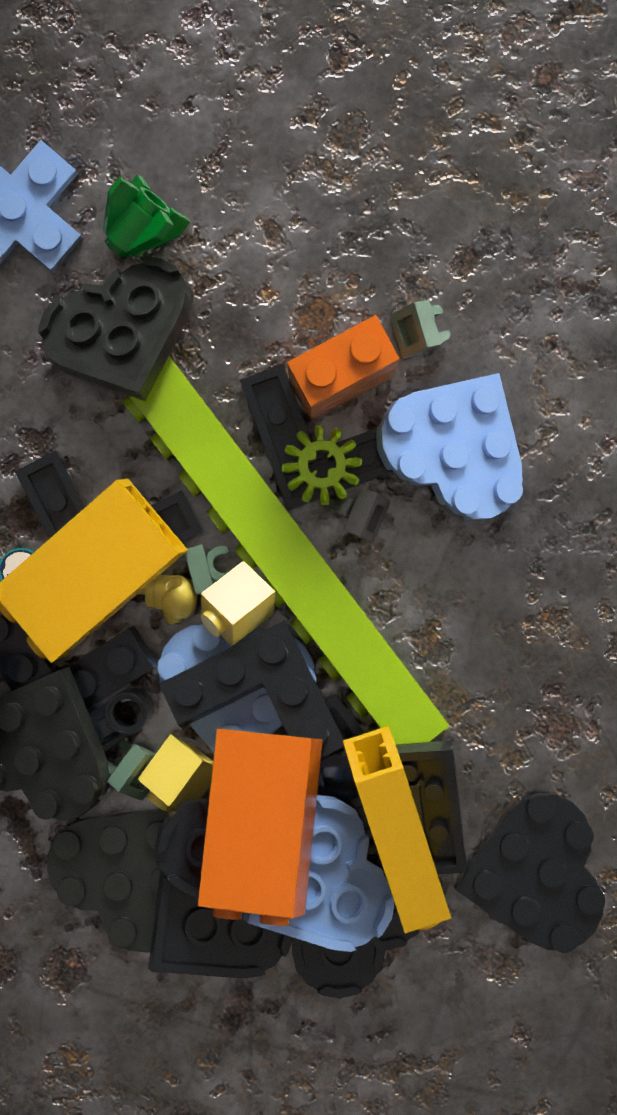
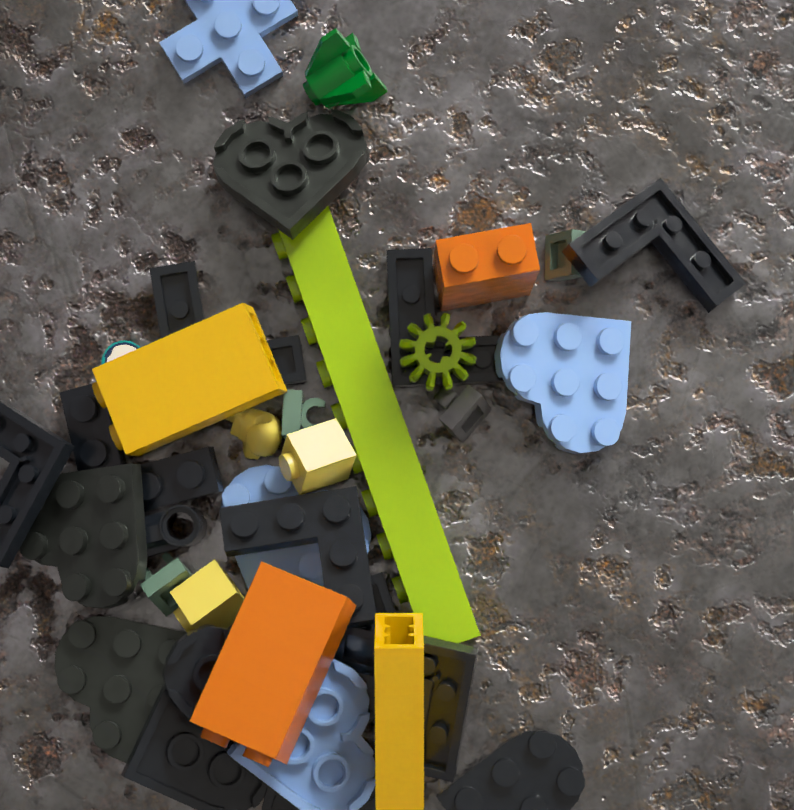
camera: 15 degrees right, 5 degrees down
(500, 265) = (661, 219): none -> black plate

